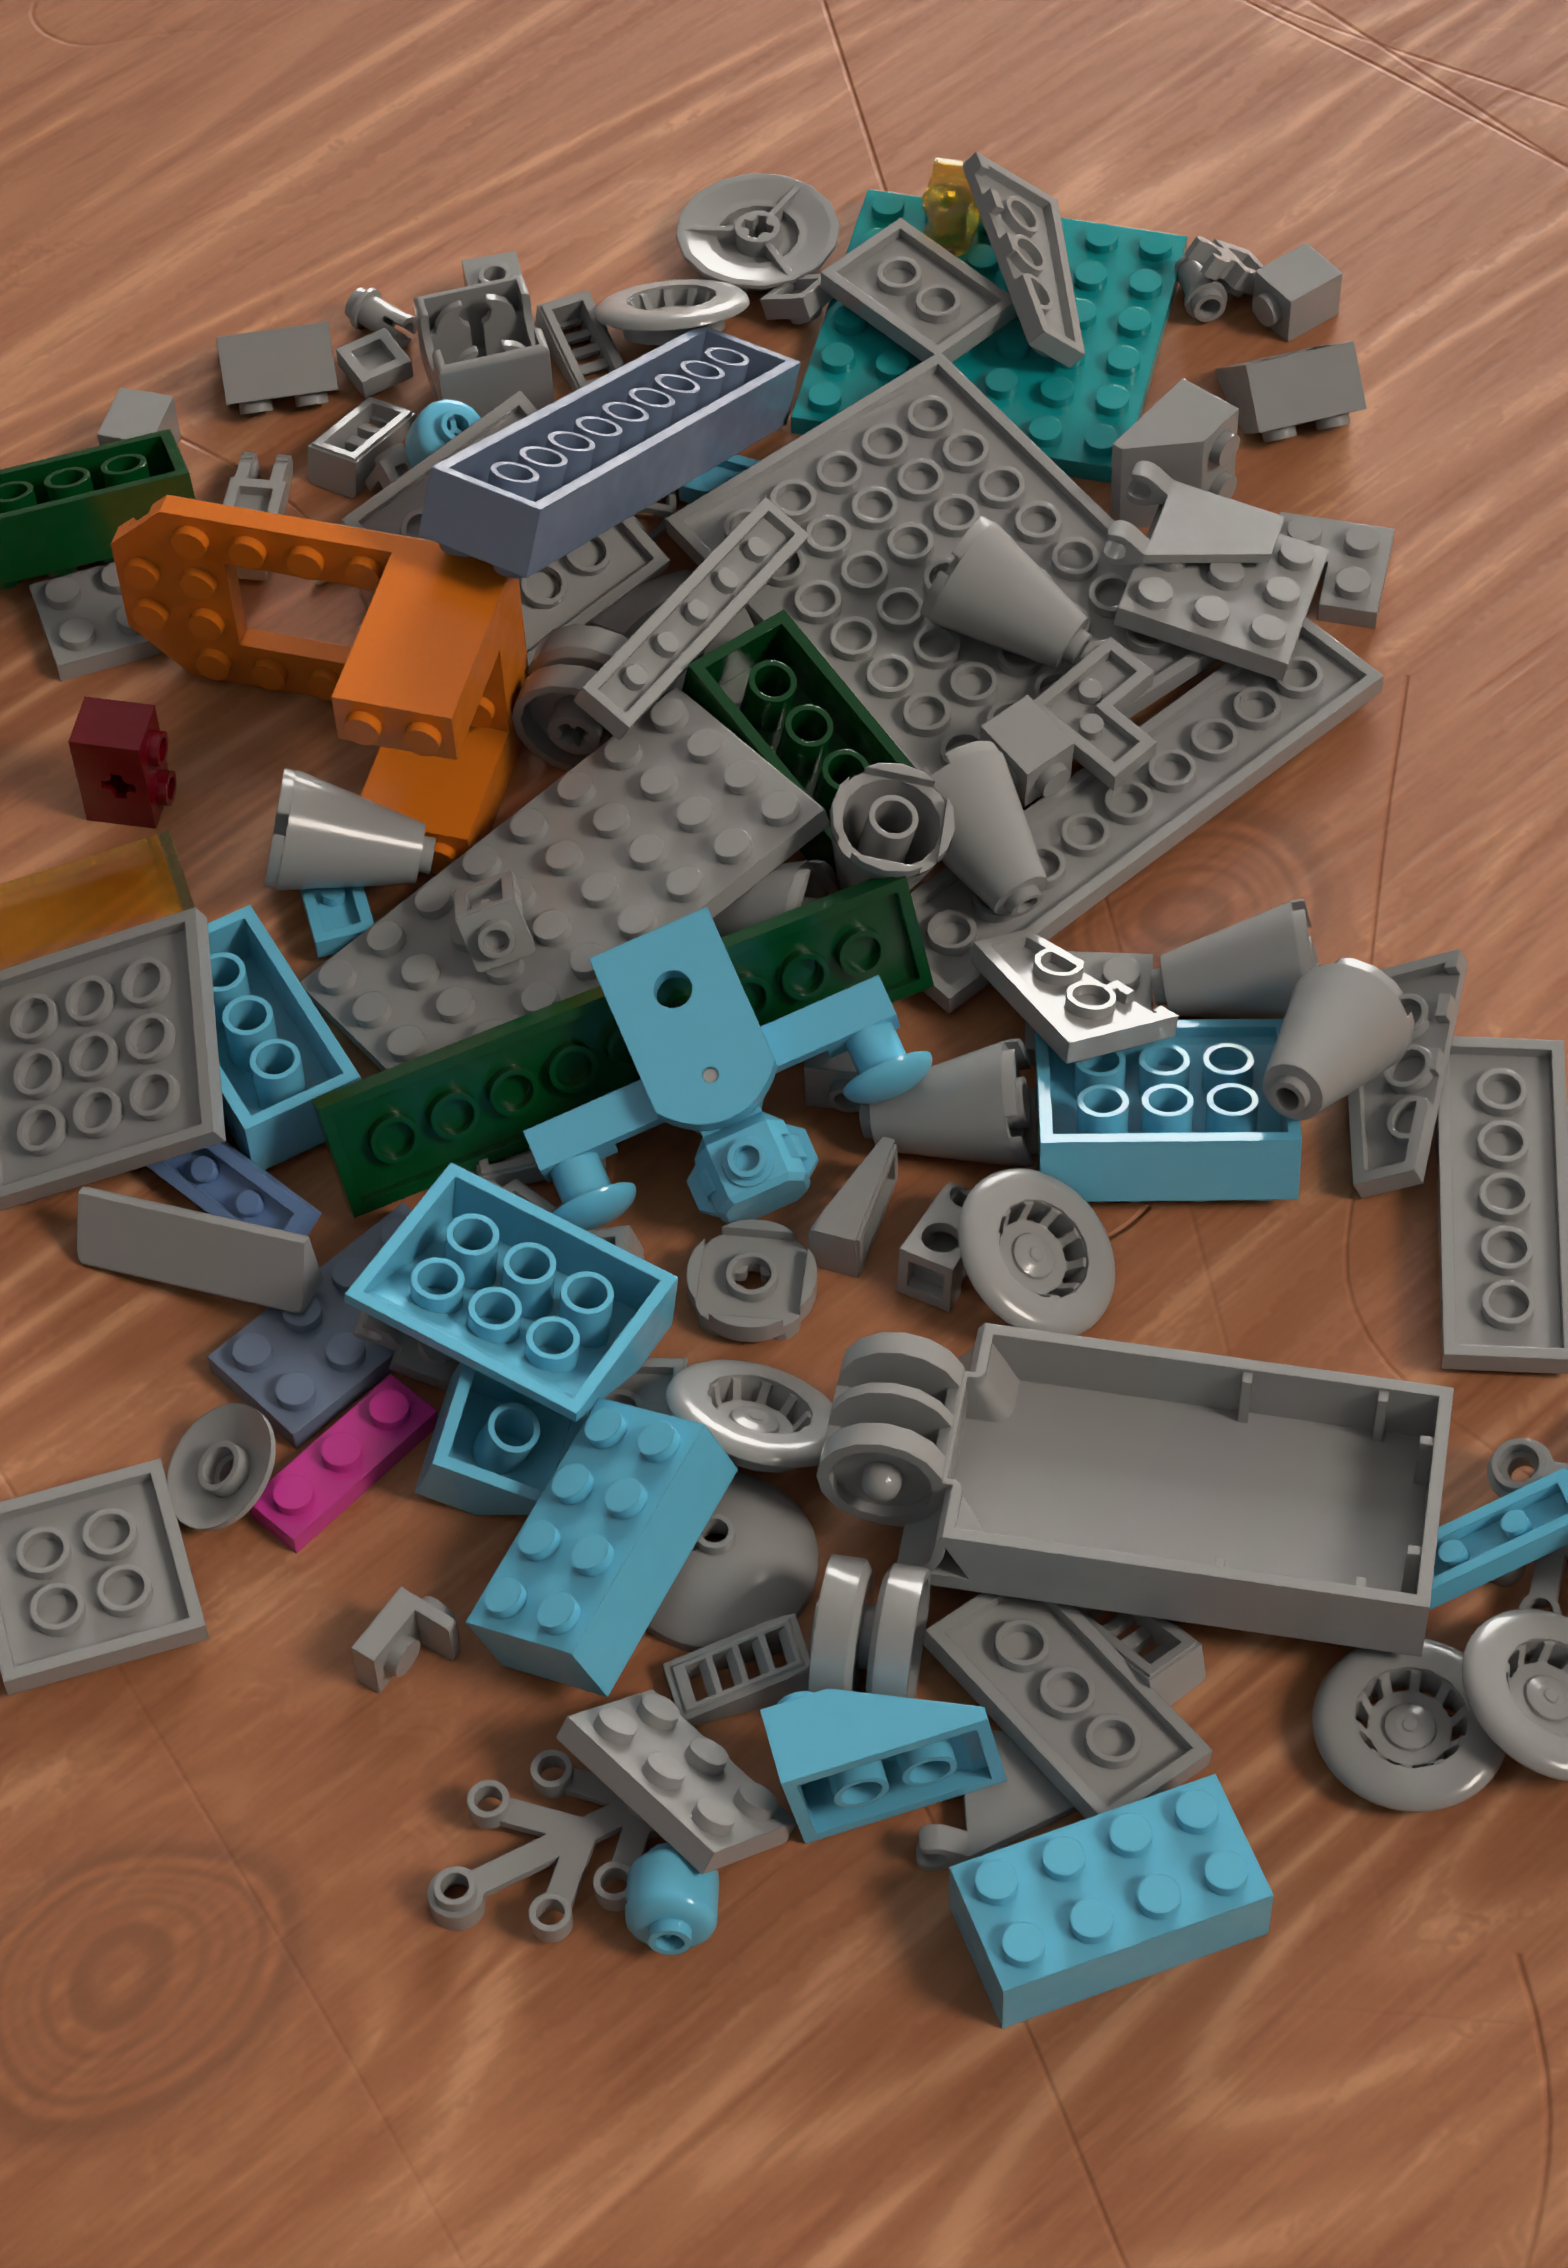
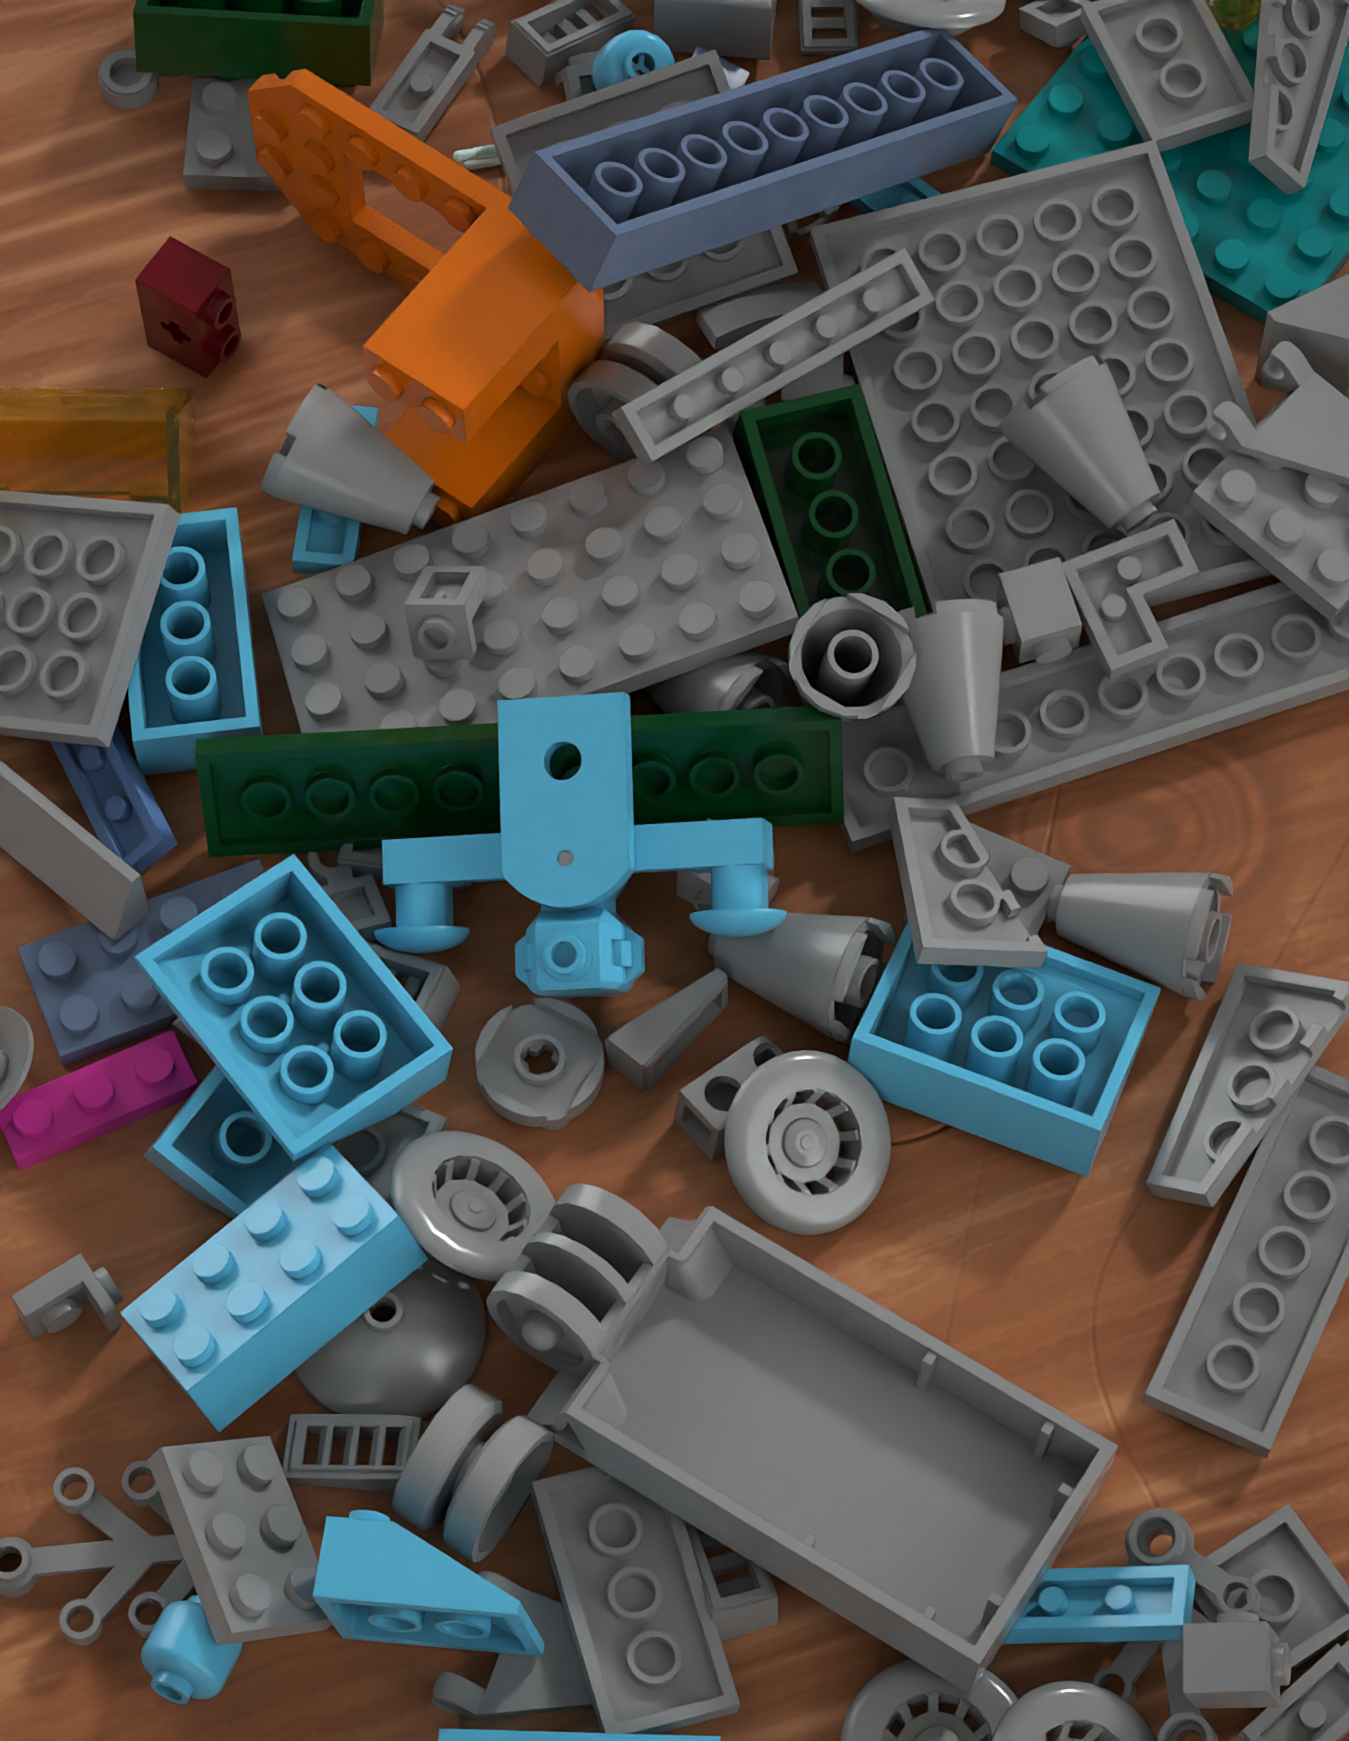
camera: 20 degrees right, 10 degrees up
(1335, 1037) = (1175, 1040): light grey cone -> none

